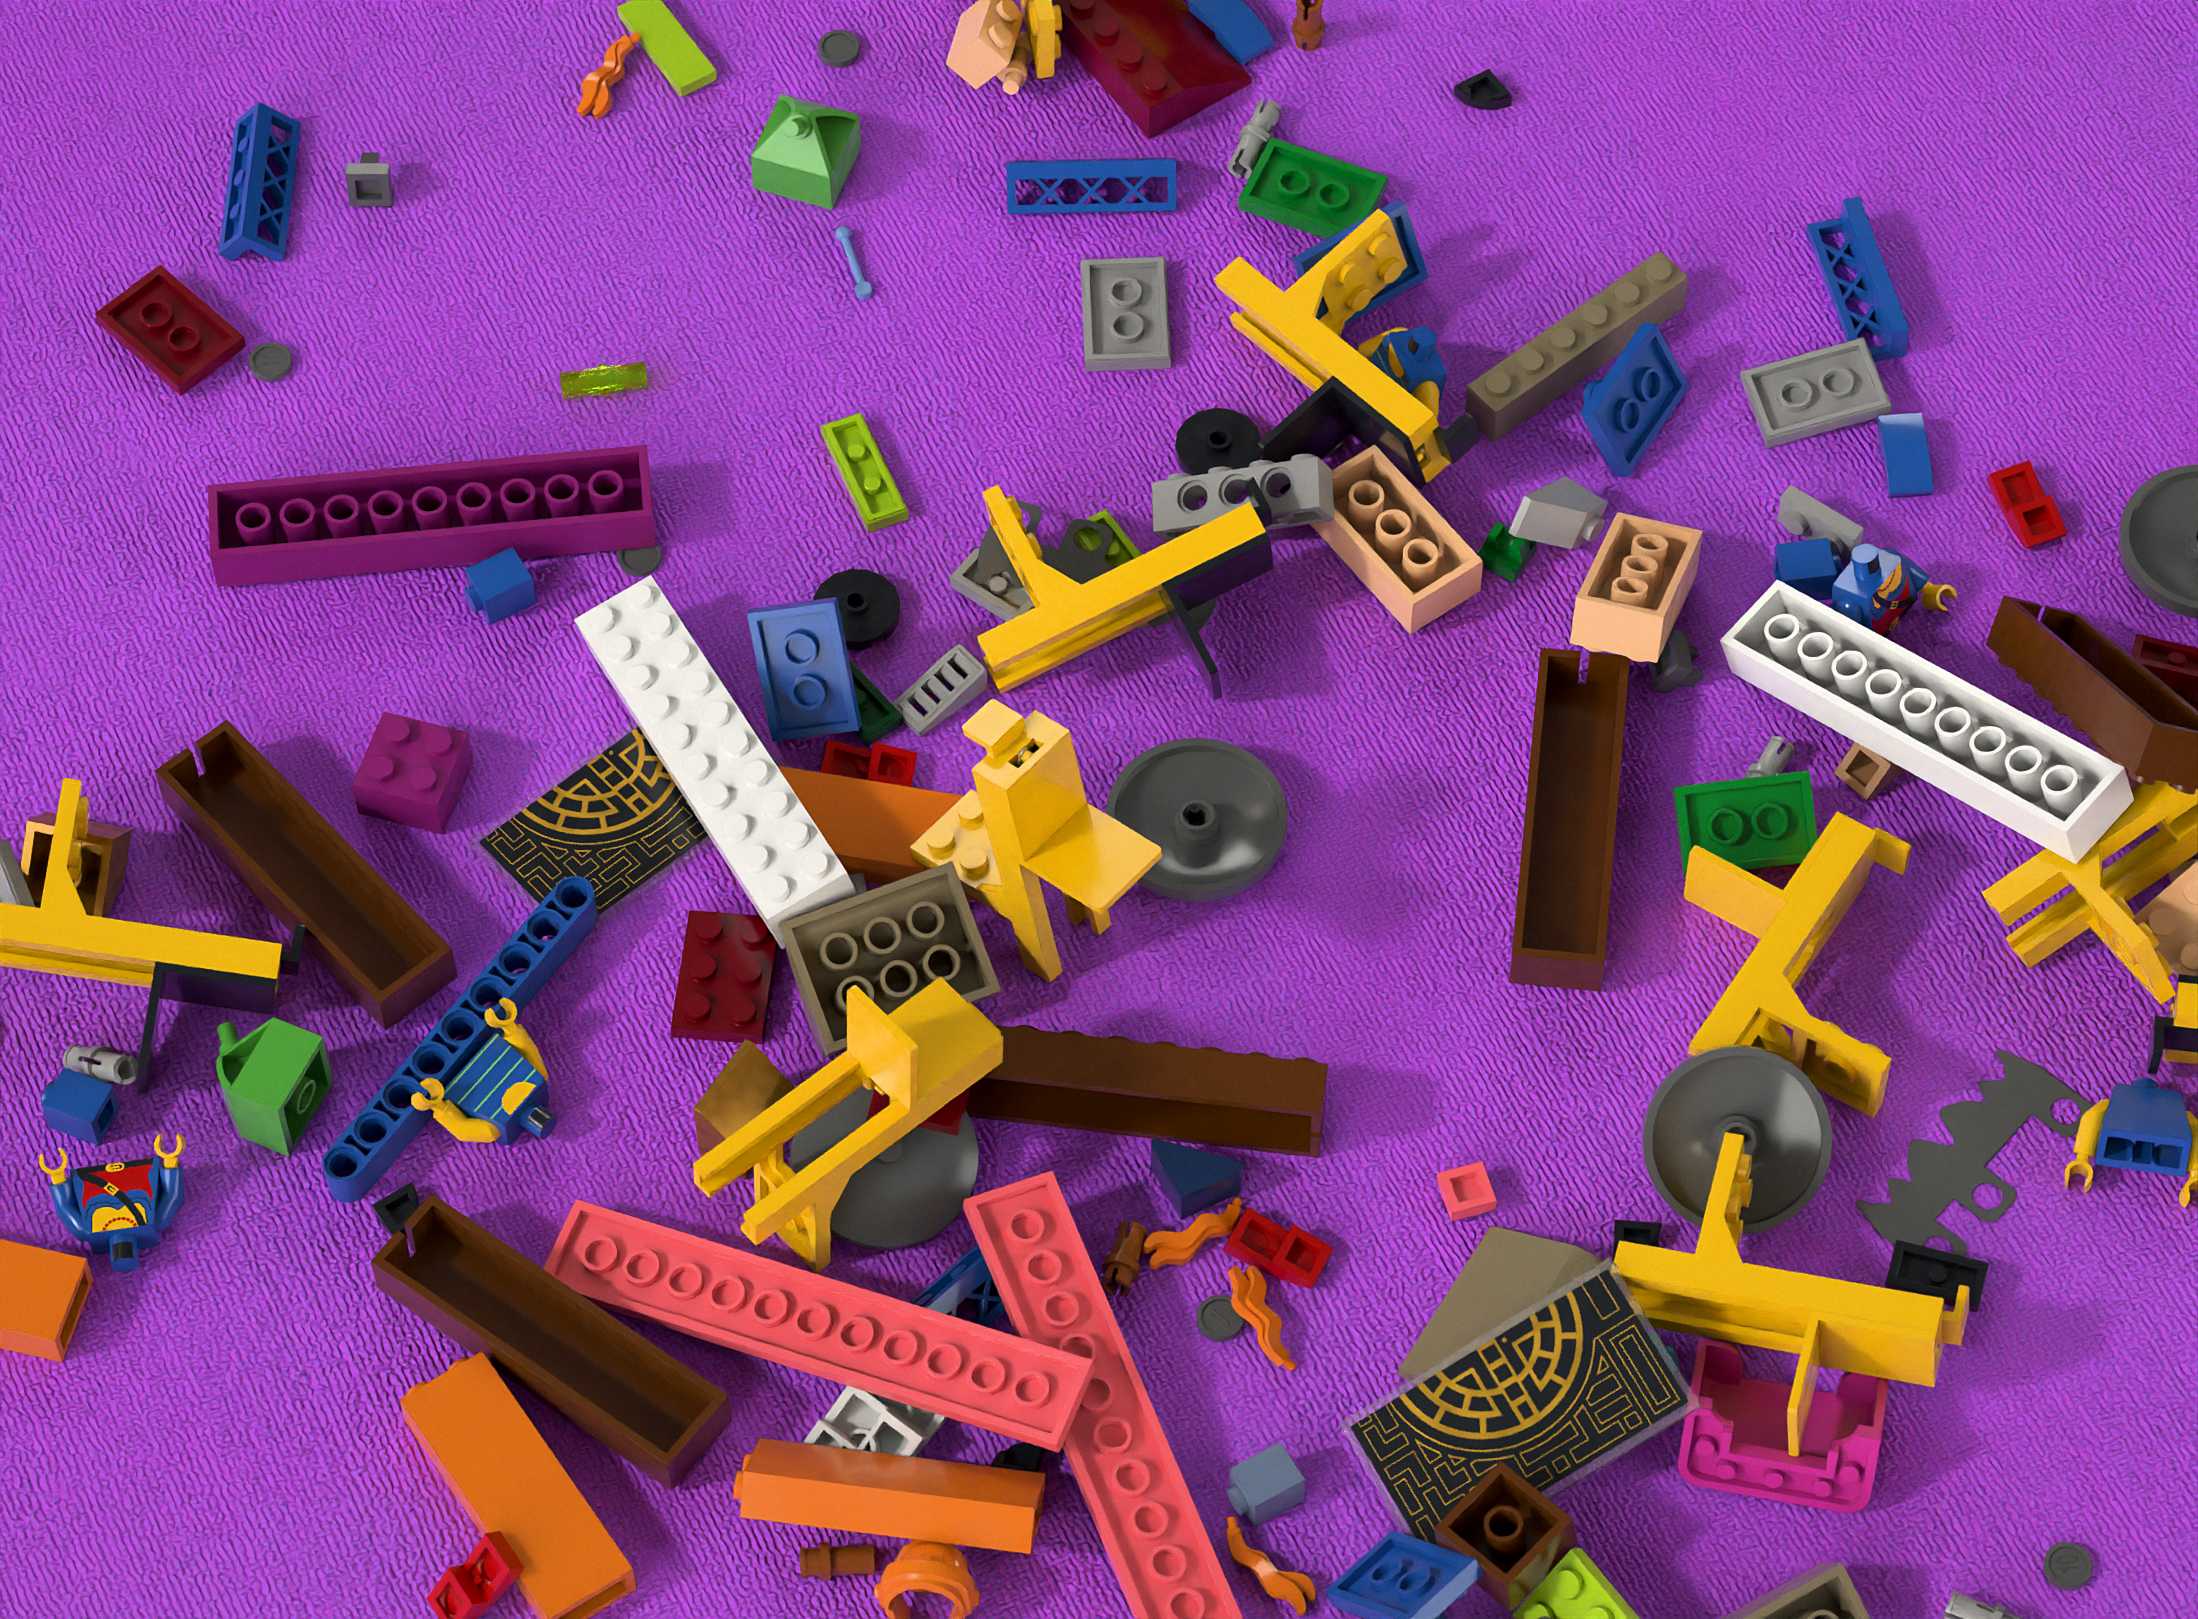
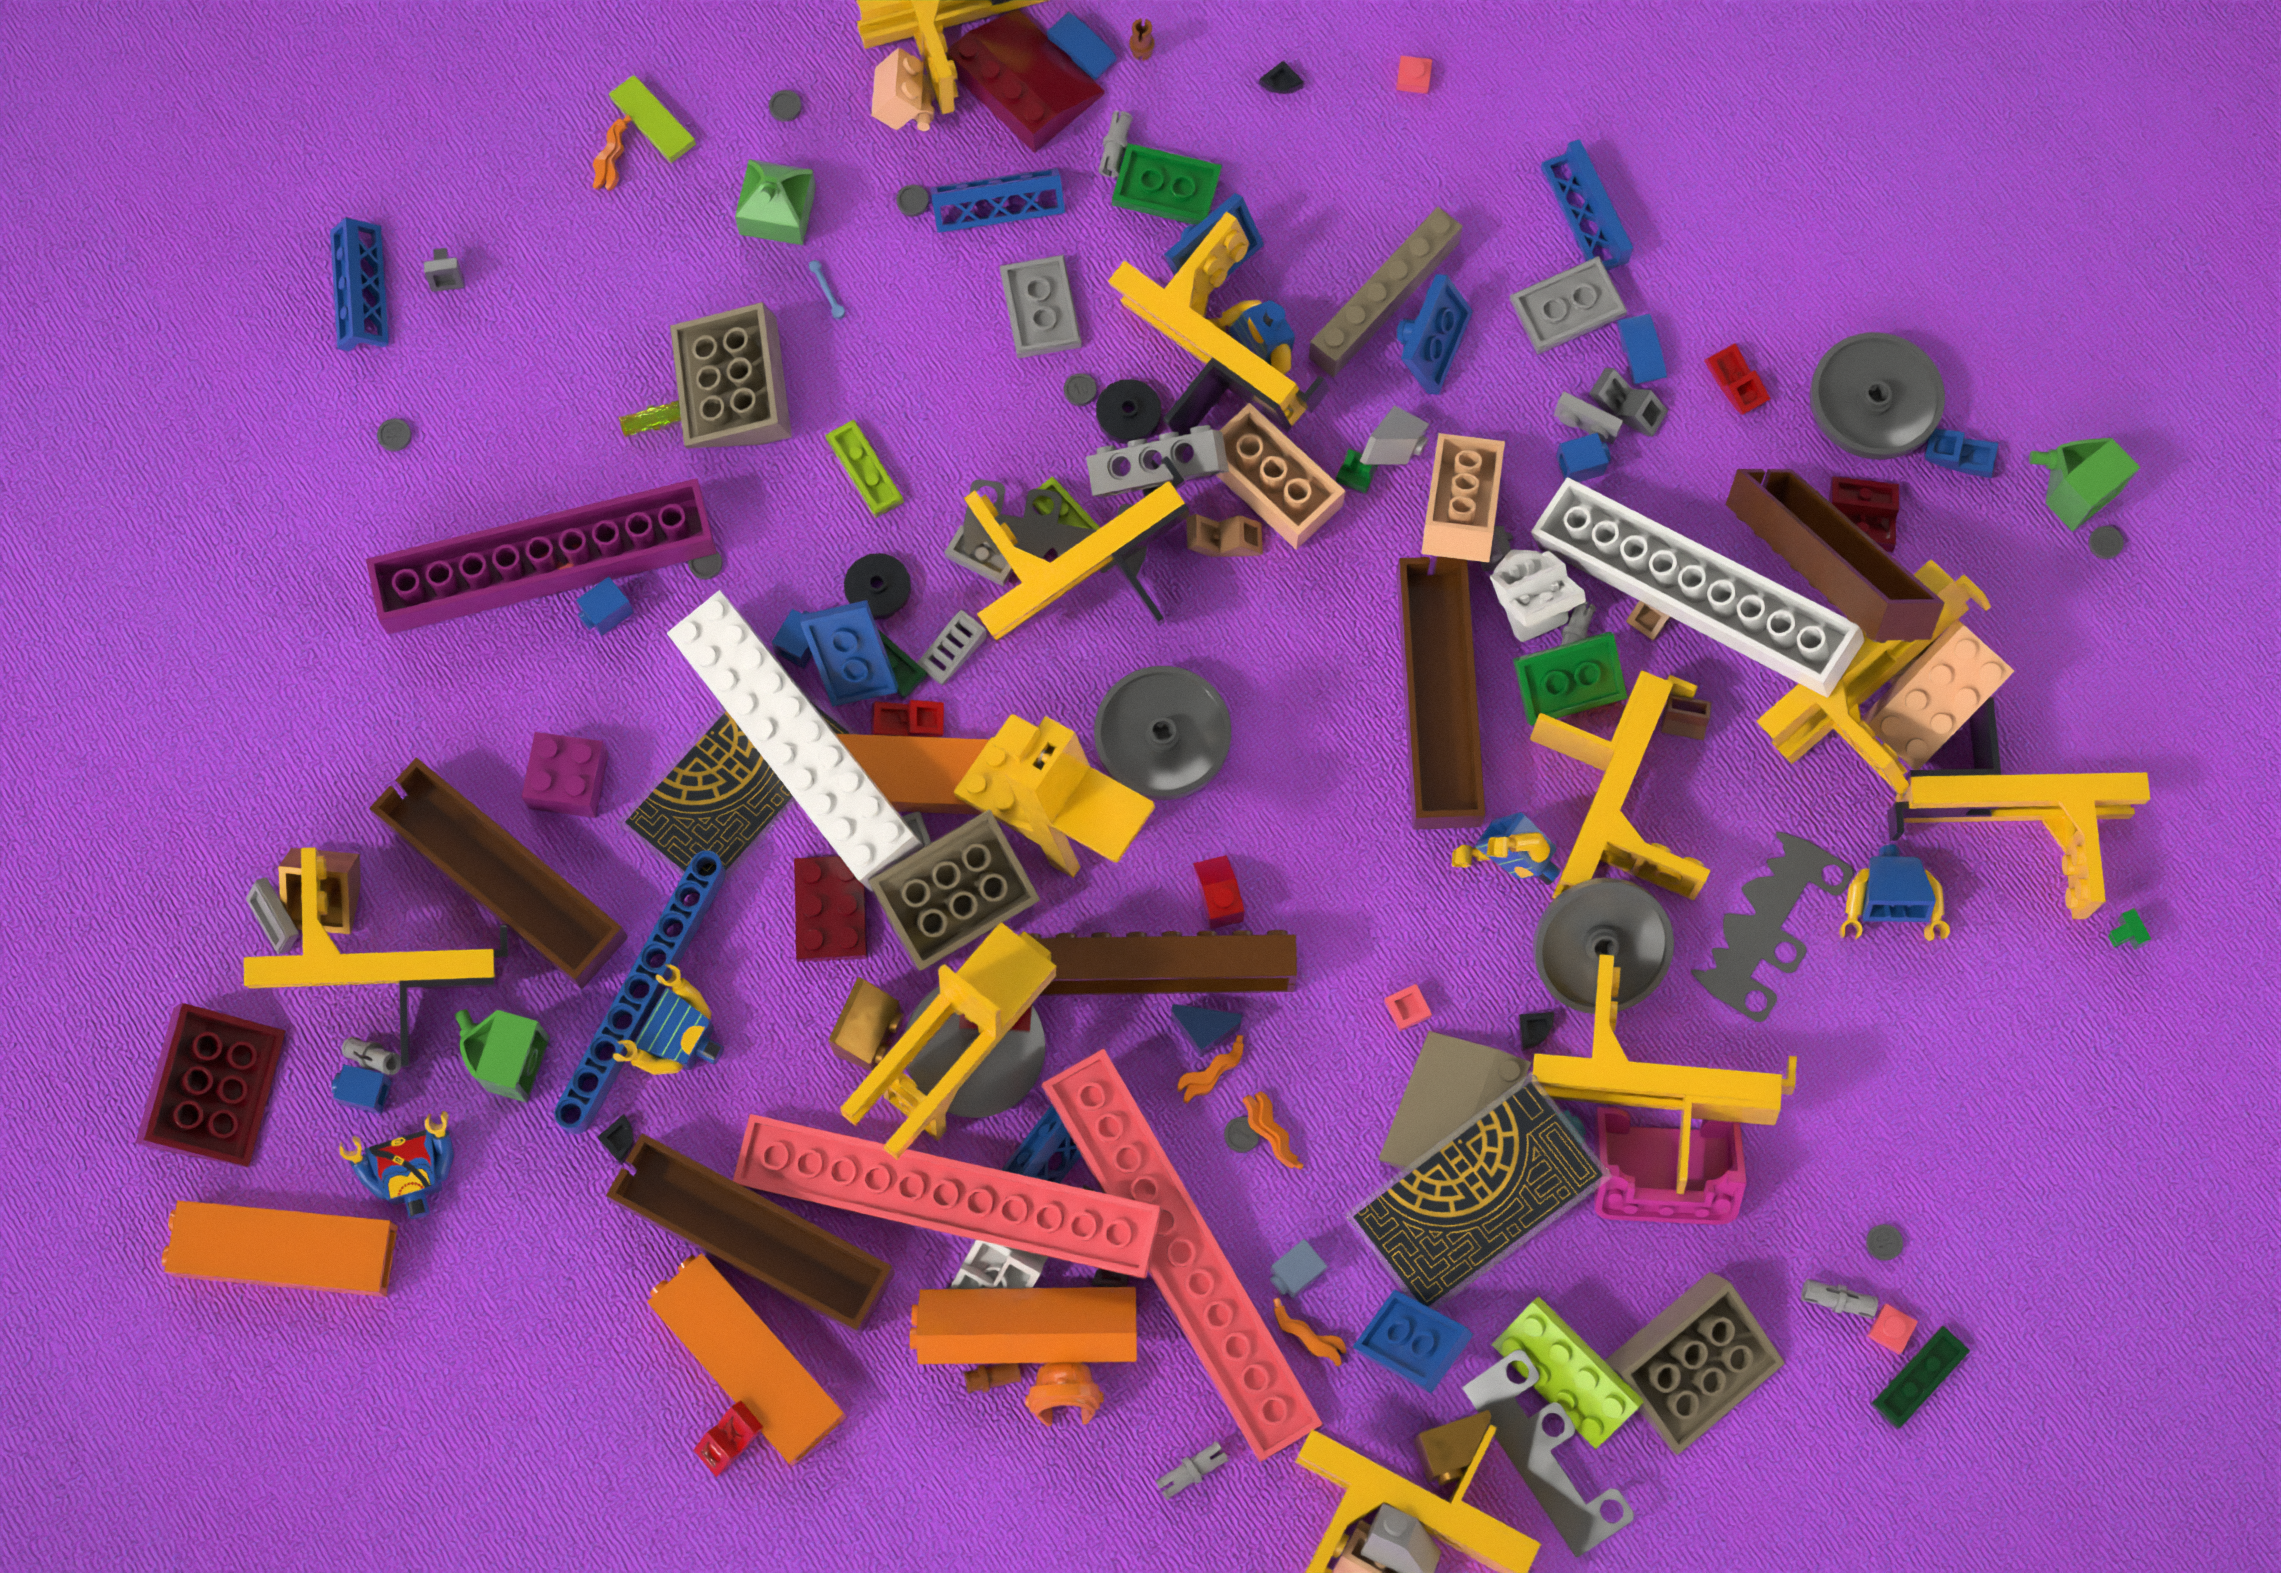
camera: 10 degrees left, 15 degrees up
(170, 330) = (312, 420): dark red plate -> none
(712, 344) = (731, 379): none -> dark tan slope
(734, 656) = (791, 640): none -> blue brick
(982, 174) = (912, 200): none -> dark grey piece
(1122, 1264) = (1164, 1099): dark orange pin -> none
(1160, 416) = (1080, 389): none -> dark grey piece
(1239, 1017) = (1219, 892): none -> red slope
(1279, 1252) = (1275, 1073): red slope -> none
(1329, 609) = (1226, 538): none -> medium nougat slope
(1510, 1534) = (1483, 1296): reddish brown brick -> none
(1637, 1009) = (1514, 846): none -> torso
(1657, 105) = (1414, 74): none -> coral plate
(1714, 717) = (1535, 592): none -> white piece
(1882, 587) = (1641, 471): blue torso -> none
(1884, 521) = (1636, 407): none -> dark grey slope
(1894, 889) = (1686, 717): none -> reddish brown piece
(1935, 1273) = (1760, 1026): black plate -> none

